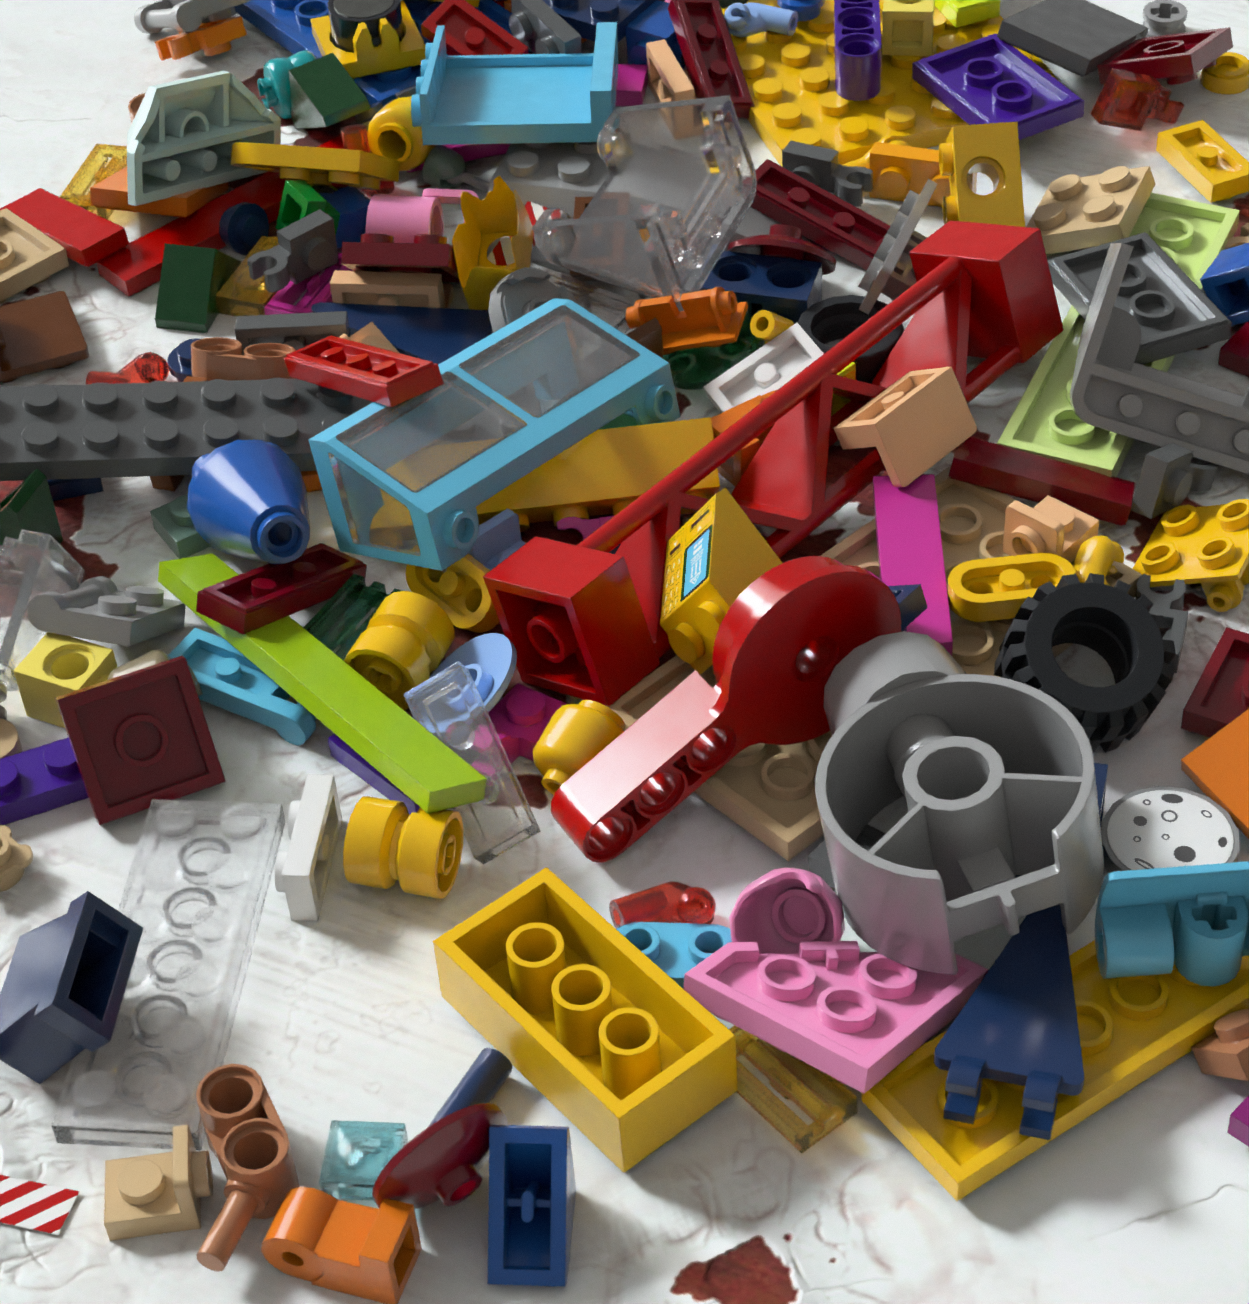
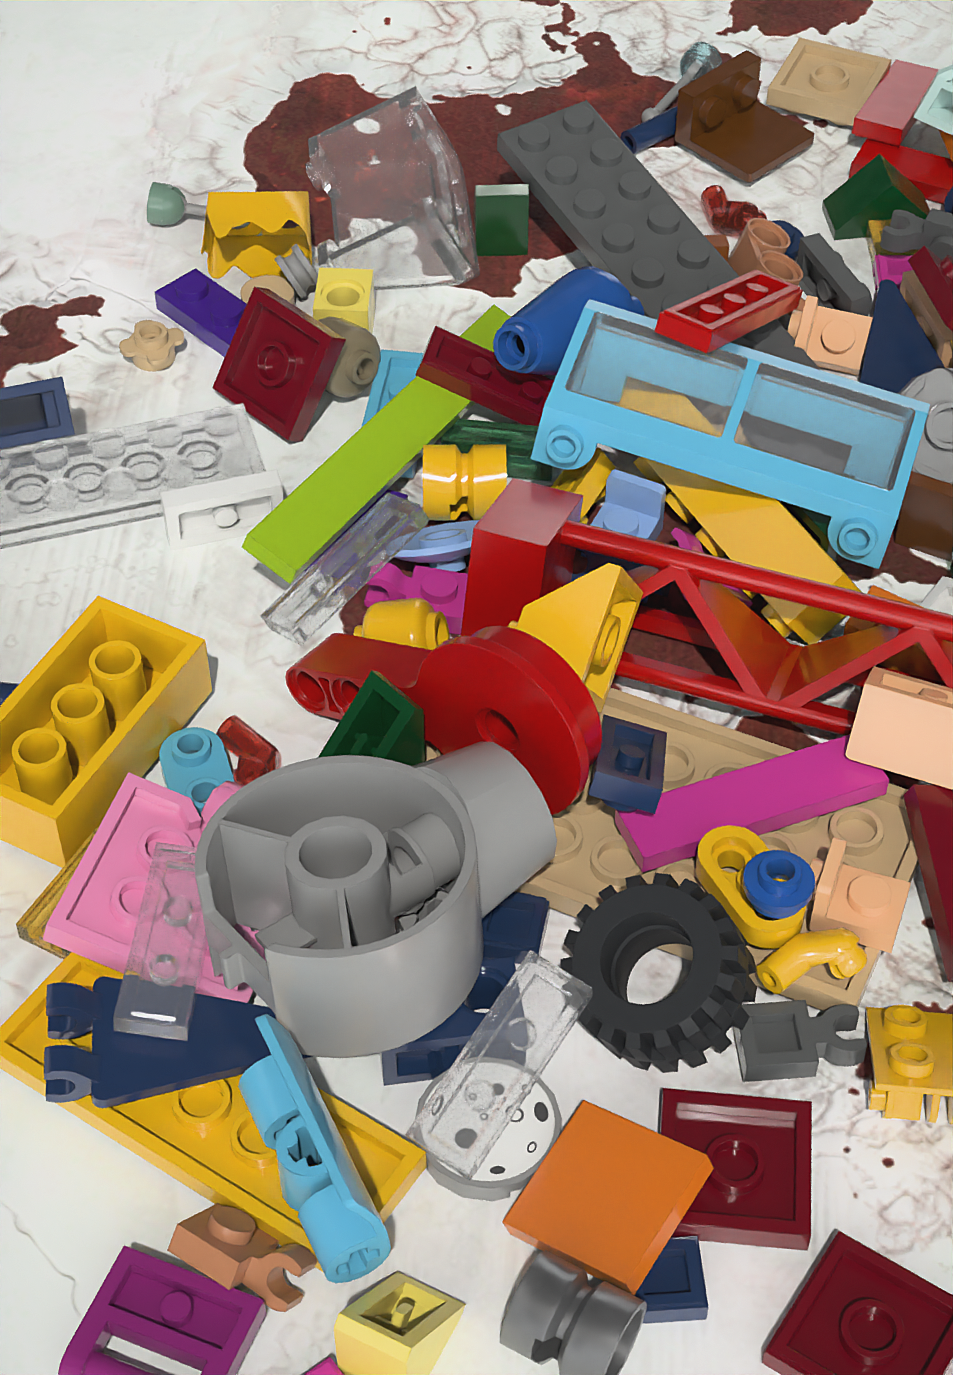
camera: 65 degrees right, 5 degrees up
(105, 614) = (415, 295): light grey plate -> none
(392, 845) = (229, 577): yellow wheel -> none
(745, 782) = (380, 725): none -> dark green slope
(918, 982) = (165, 950): none -> clear tile
(1038, 555) = (774, 897): none -> blue plate
(1149, 788) = (499, 1065): none -> clear tile

